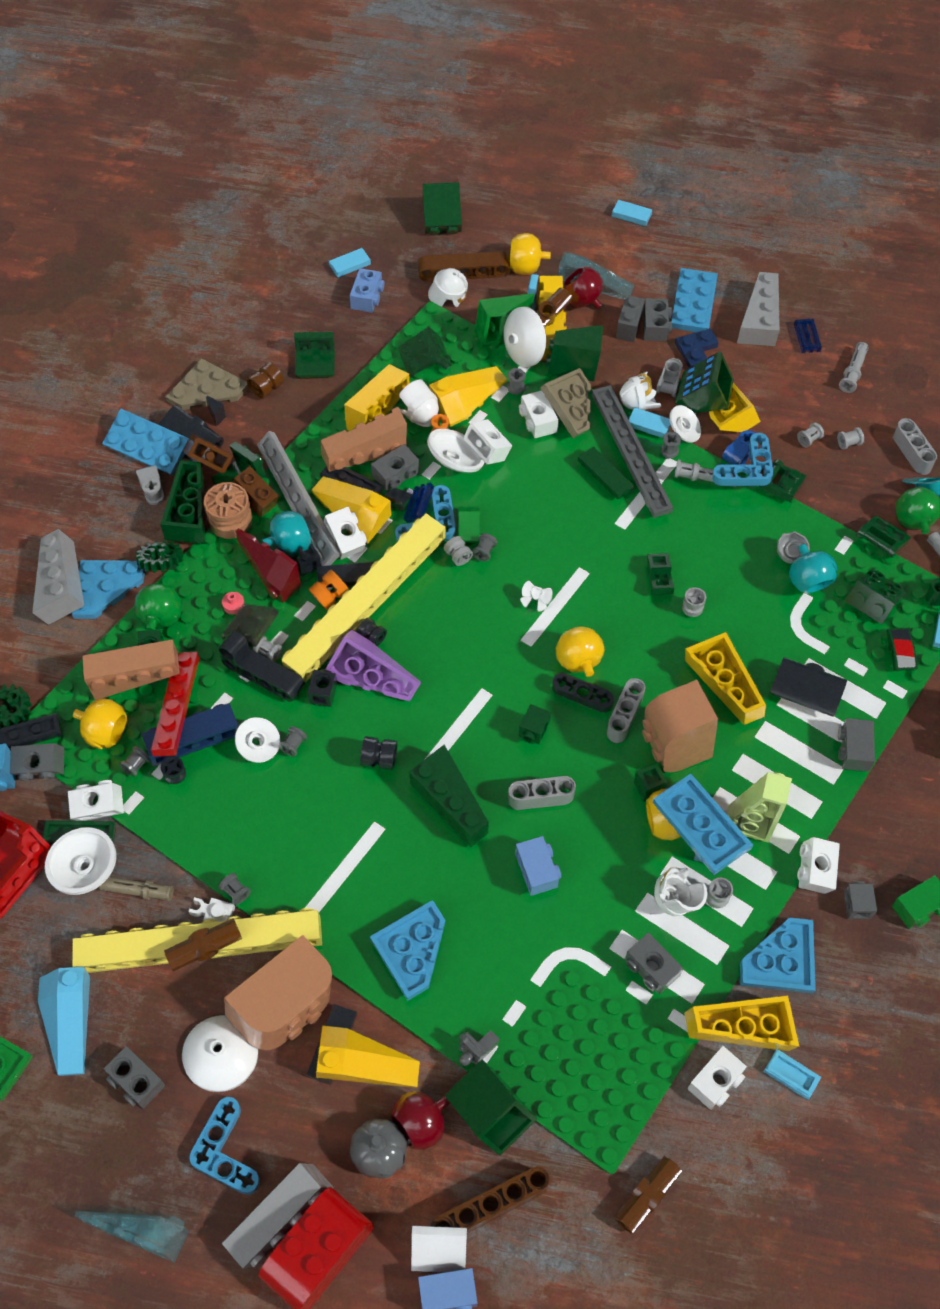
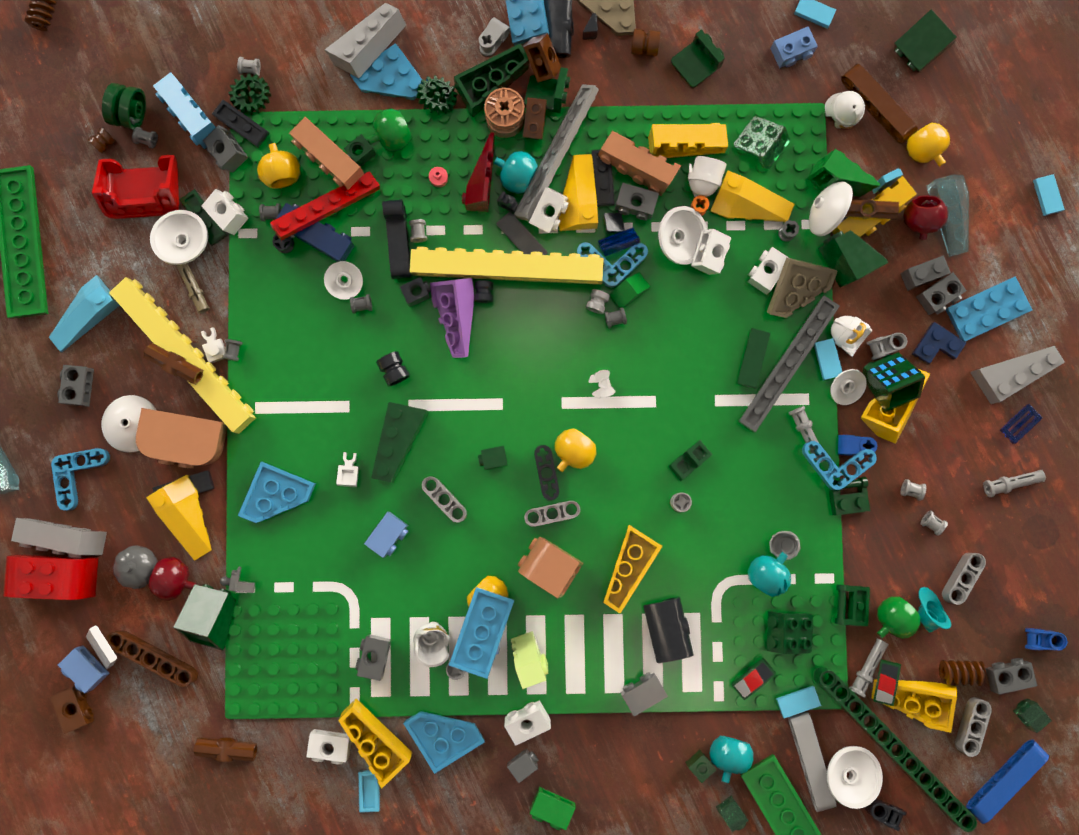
camera: 55 degrees right, 25 degrees up
(252, 622) = (425, 204): clear smoke plate -> none
(323, 595) = (494, 236): orange wheel -> none
(447, 864) = (348, 474): none -> white plate
(649, 780) = (505, 568): dark green panel -> none
(671, 444) = (820, 387): dark grey bush -> none

